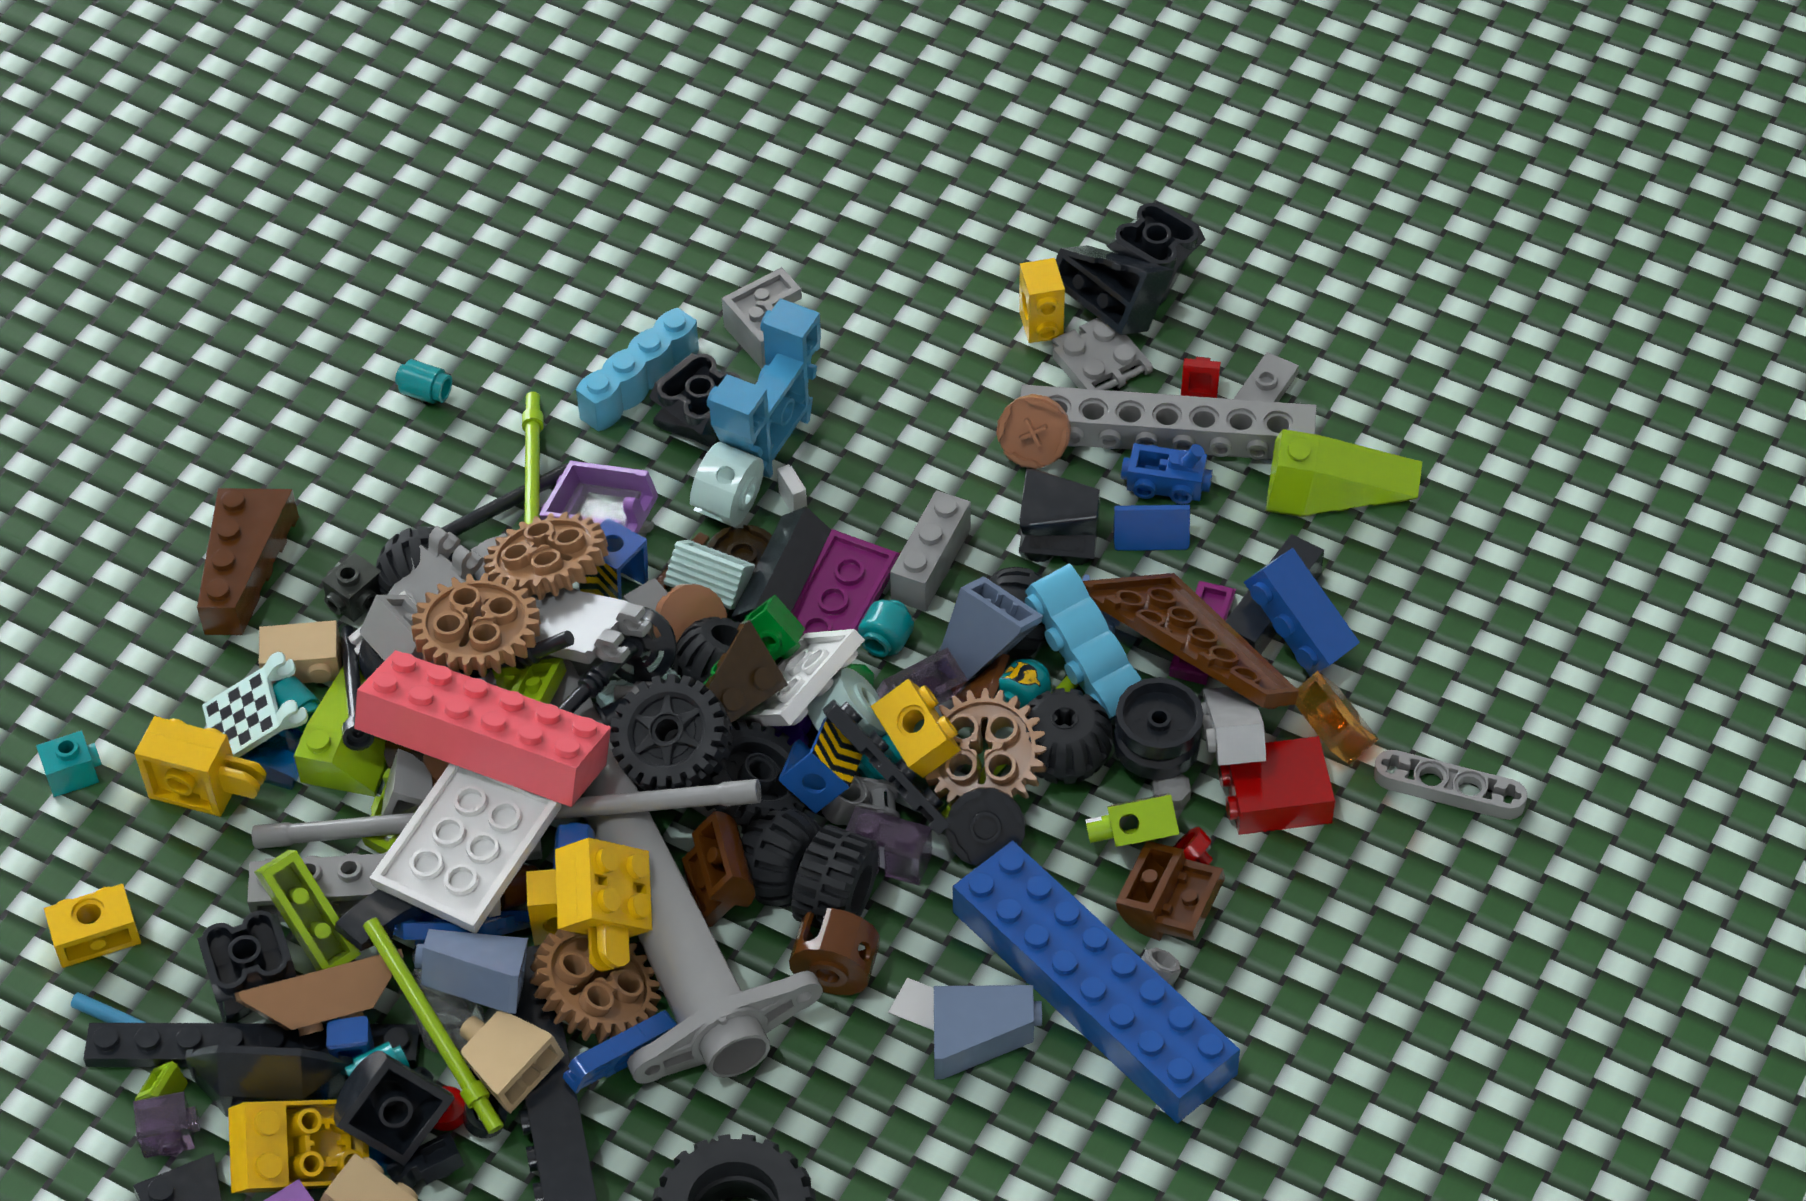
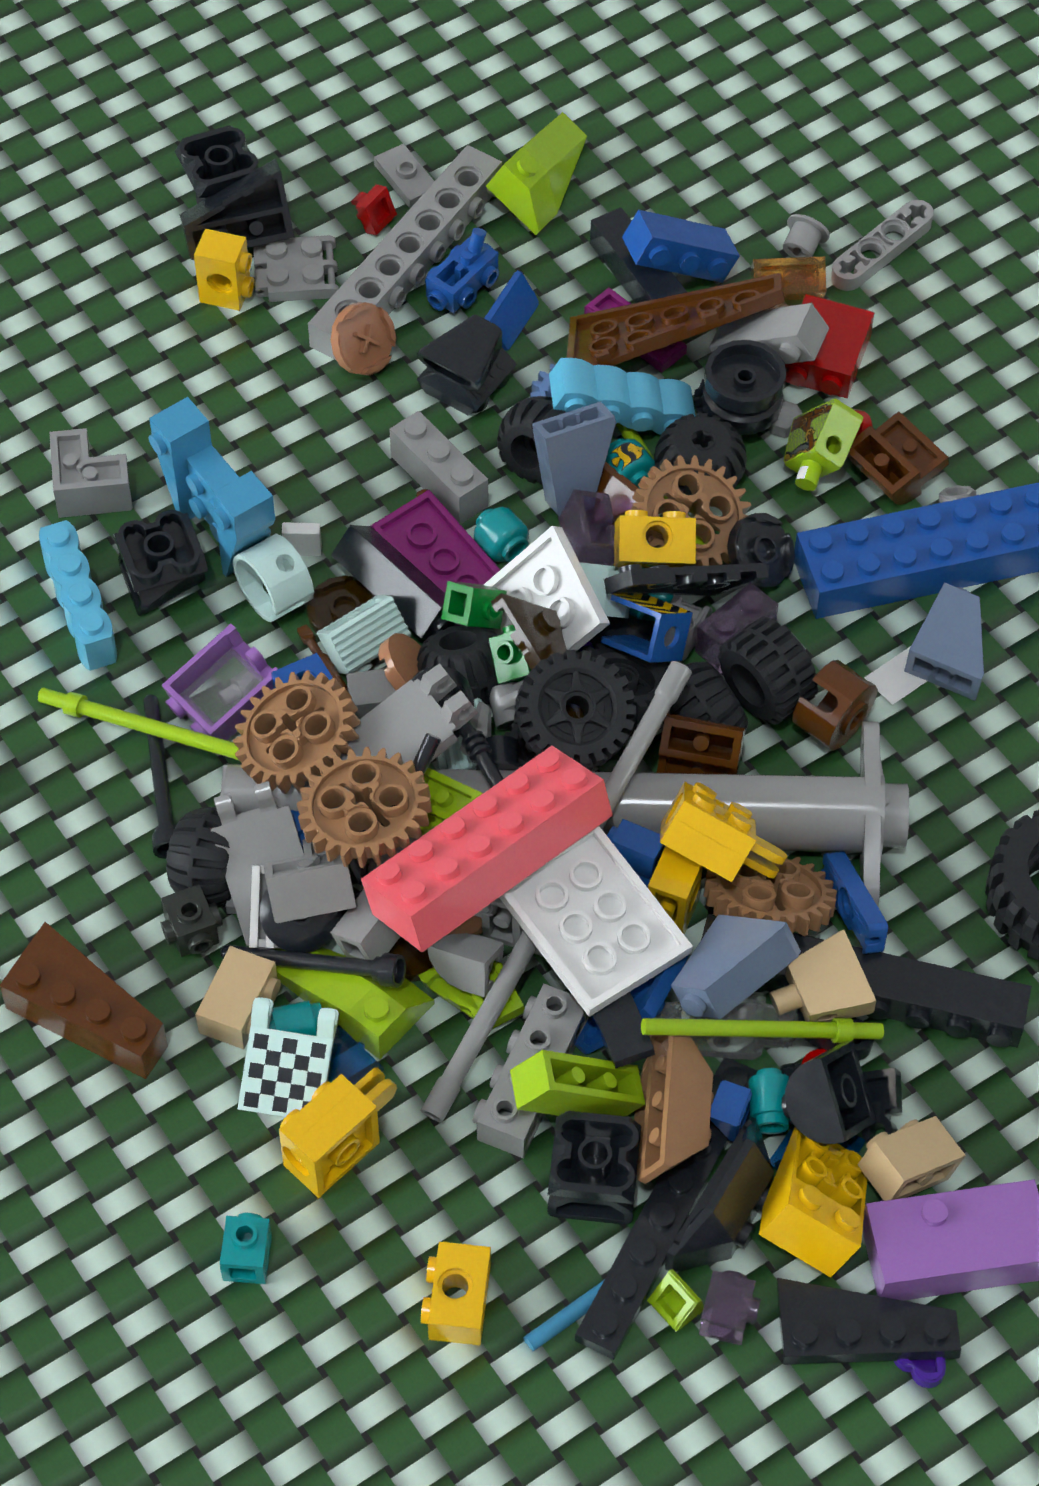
camera: 65 degrees left, 5 degrees up
(1402, 713) = (804, 236): none -> light grey piece

